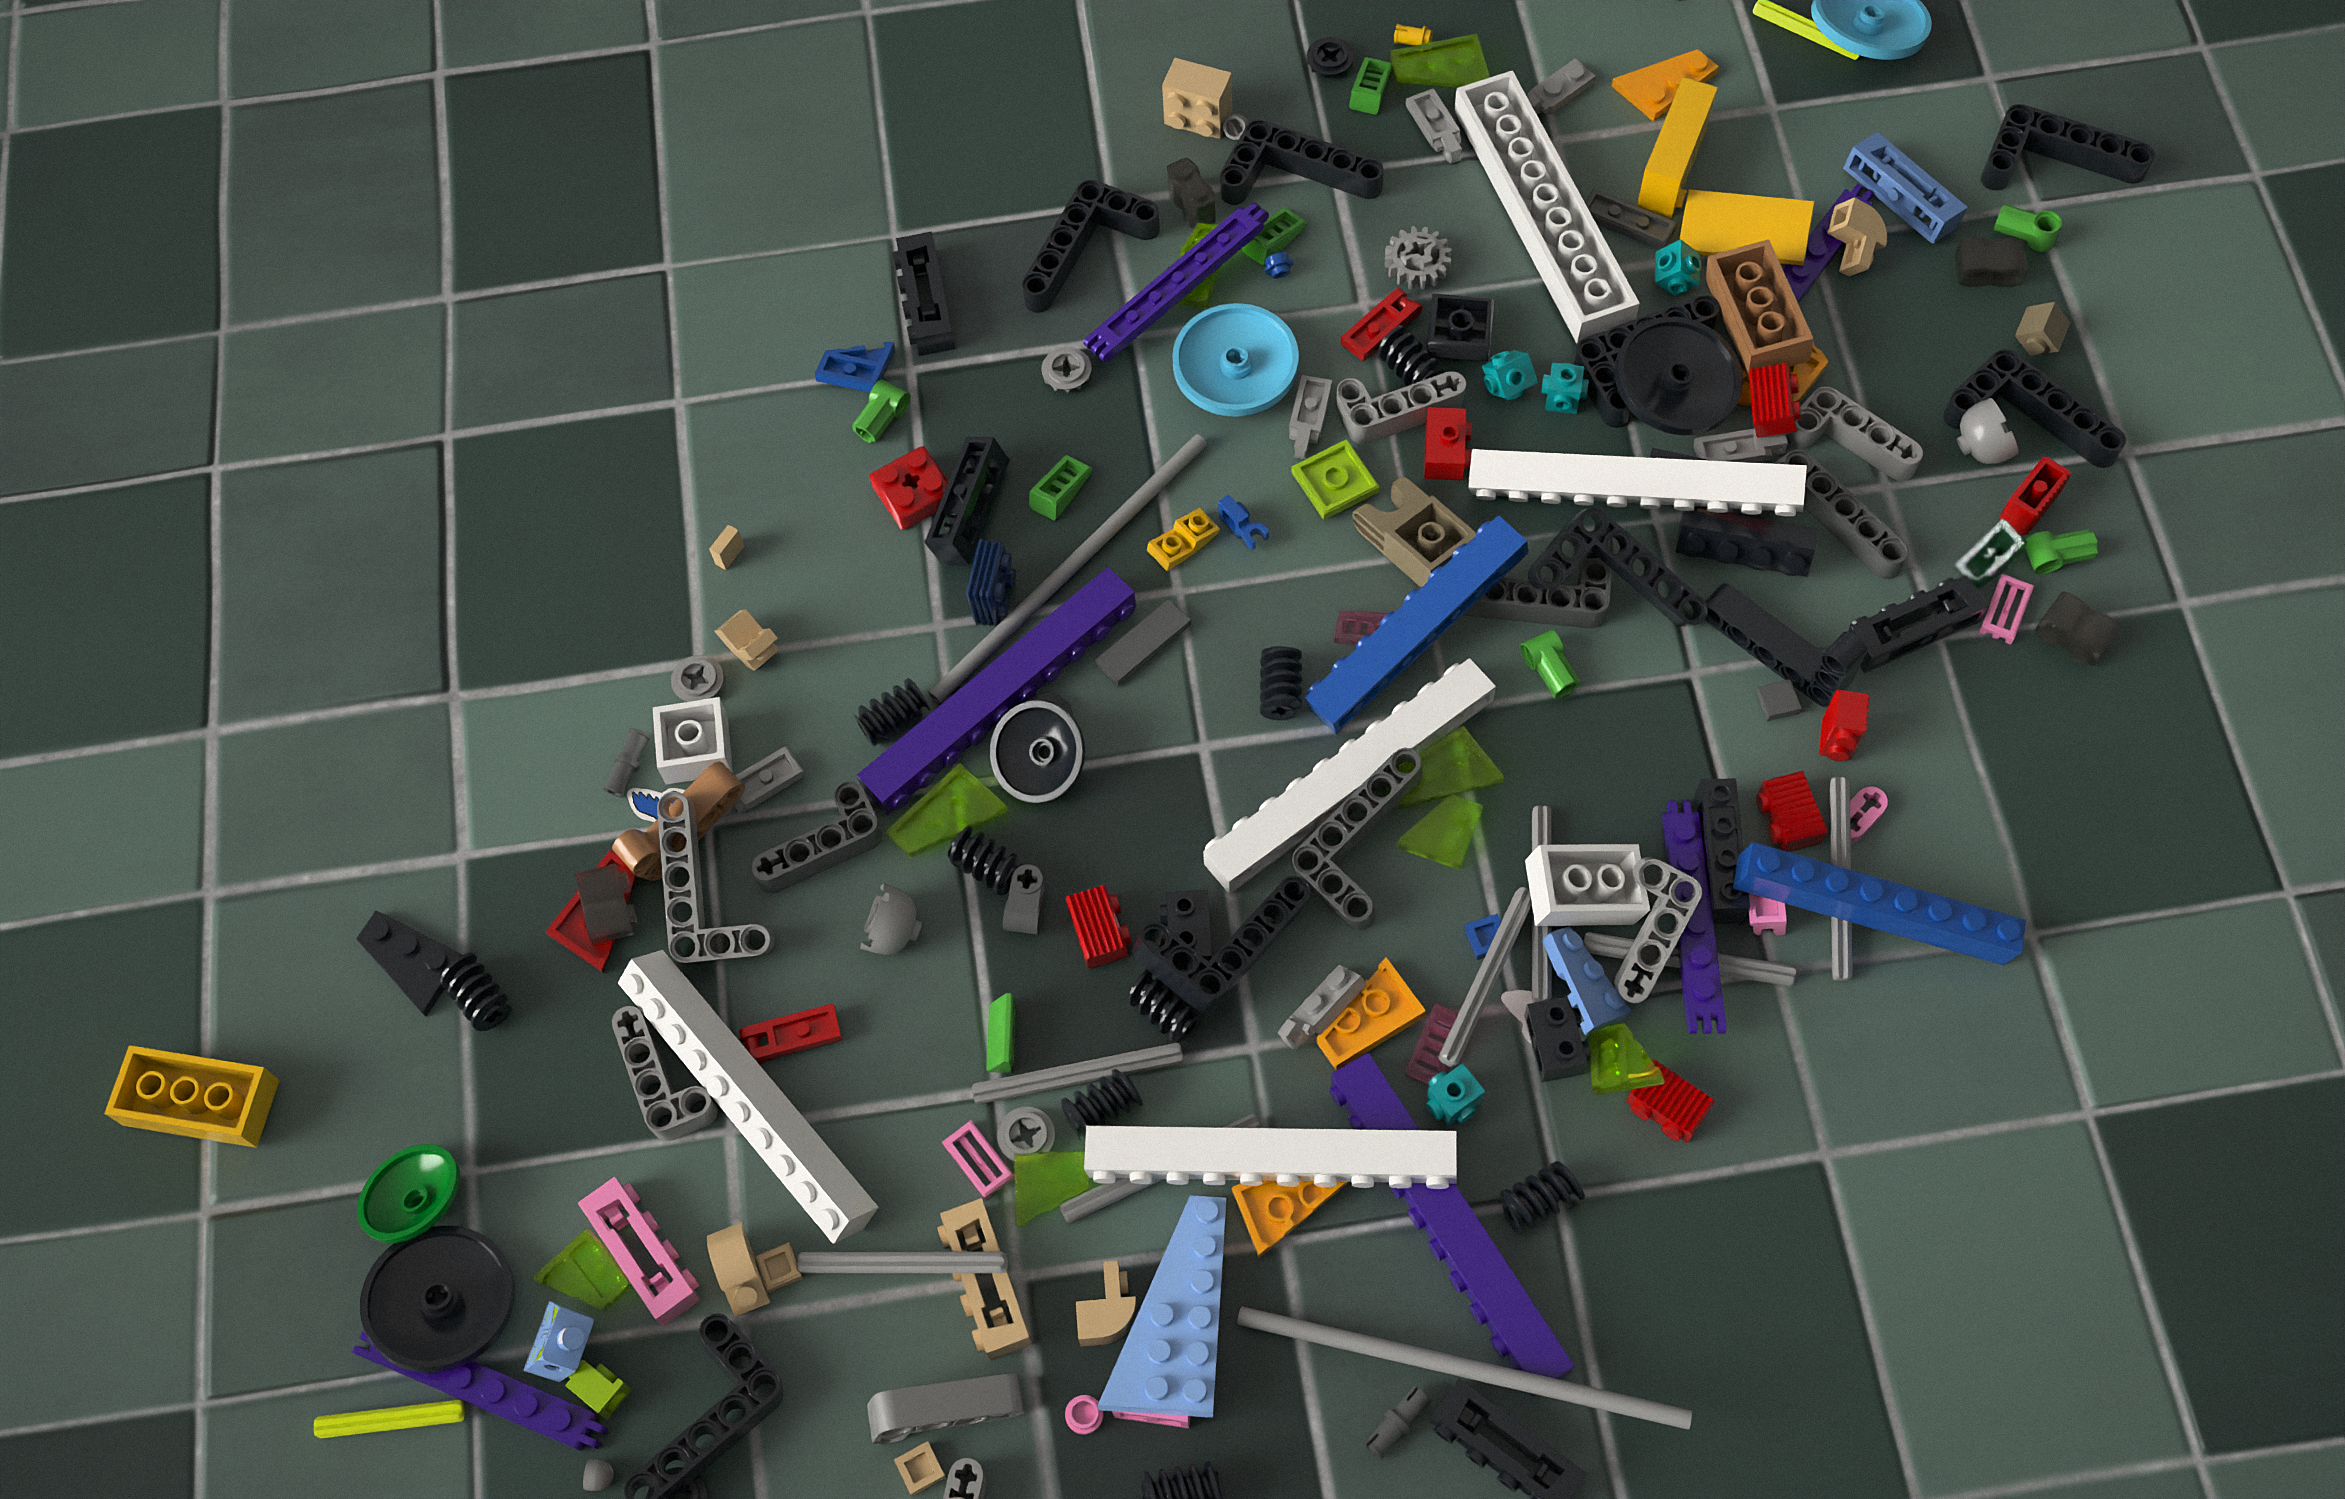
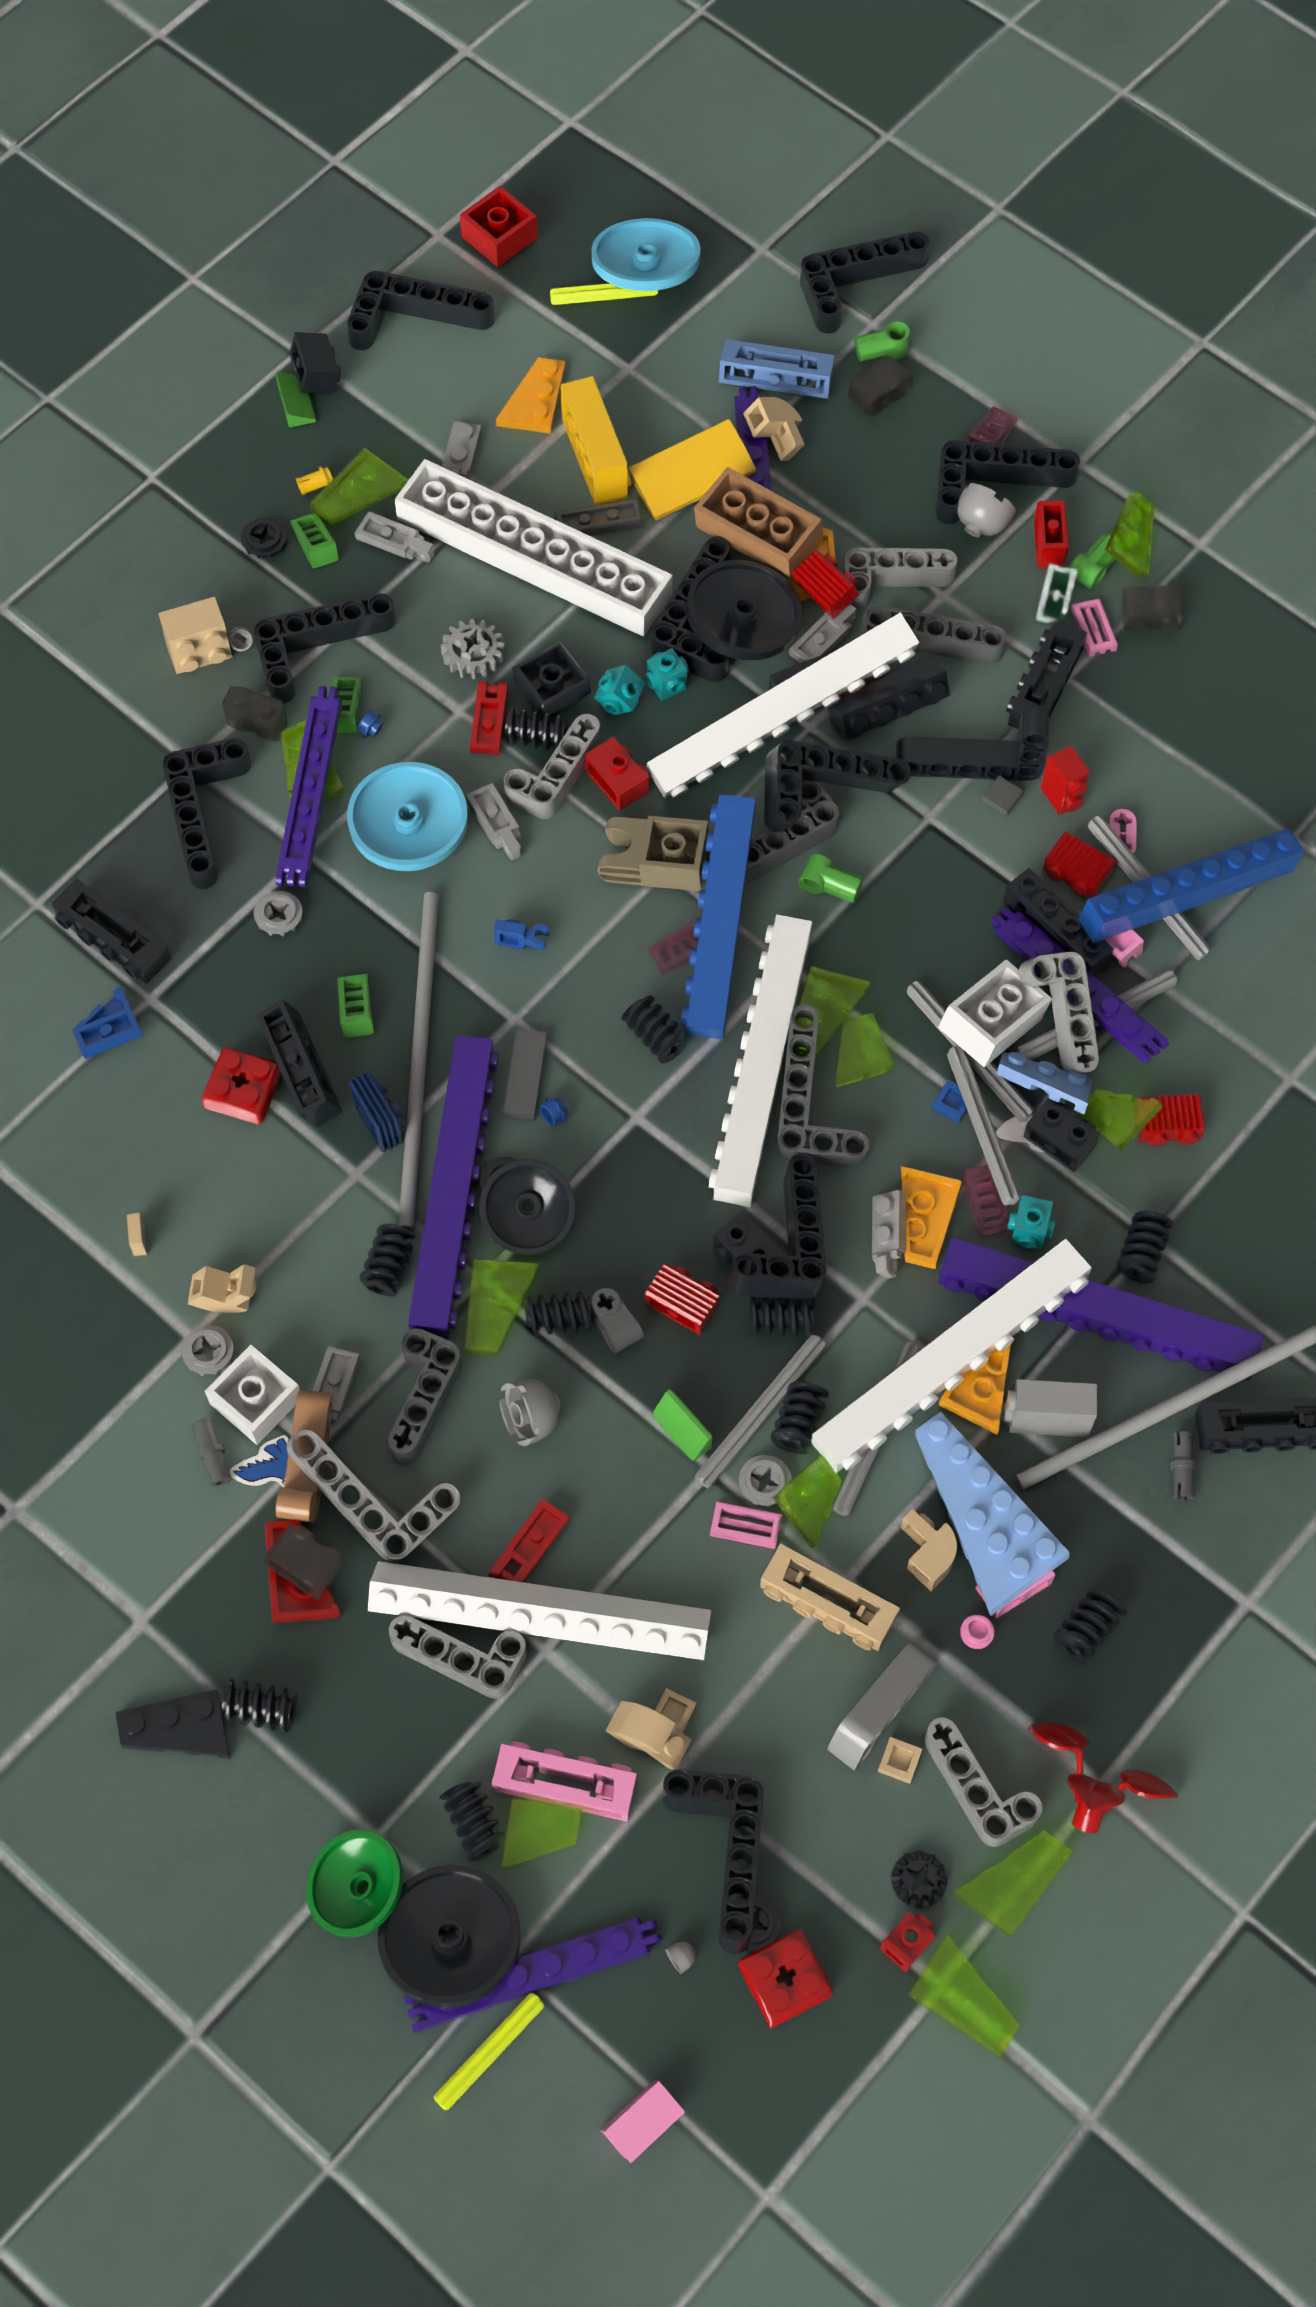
camera: 45 degrees left, 0 degrees up
(192, 1096) = (107, 1958): yellow brick -> none
(542, 1220) = (472, 1820): none -> black piece
(559, 1342) = (571, 1888): light blue torso -> none
(597, 1388) = (624, 1898): lime brick -> none
(884, 404) = (160, 1041): bright green piece -> none
(902, 1262) = (764, 1632): light grey axle -> none
(1137, 689) = (553, 1111): none -> blue plate
(1184, 540) = (485, 978): yellow slope -> none
(1318, 1272) = (1051, 1408): none -> light grey brick
(1335, 479) = (559, 855): lime plate -> none
(1677, 268) = (670, 532): teal brick -> none
(2042, 329) = (956, 412): dark tan brick -> none
(2070, 377) = (1001, 434): none -> clear pink slope
(2118, 548) = (1132, 535): none -> clear neon green wing

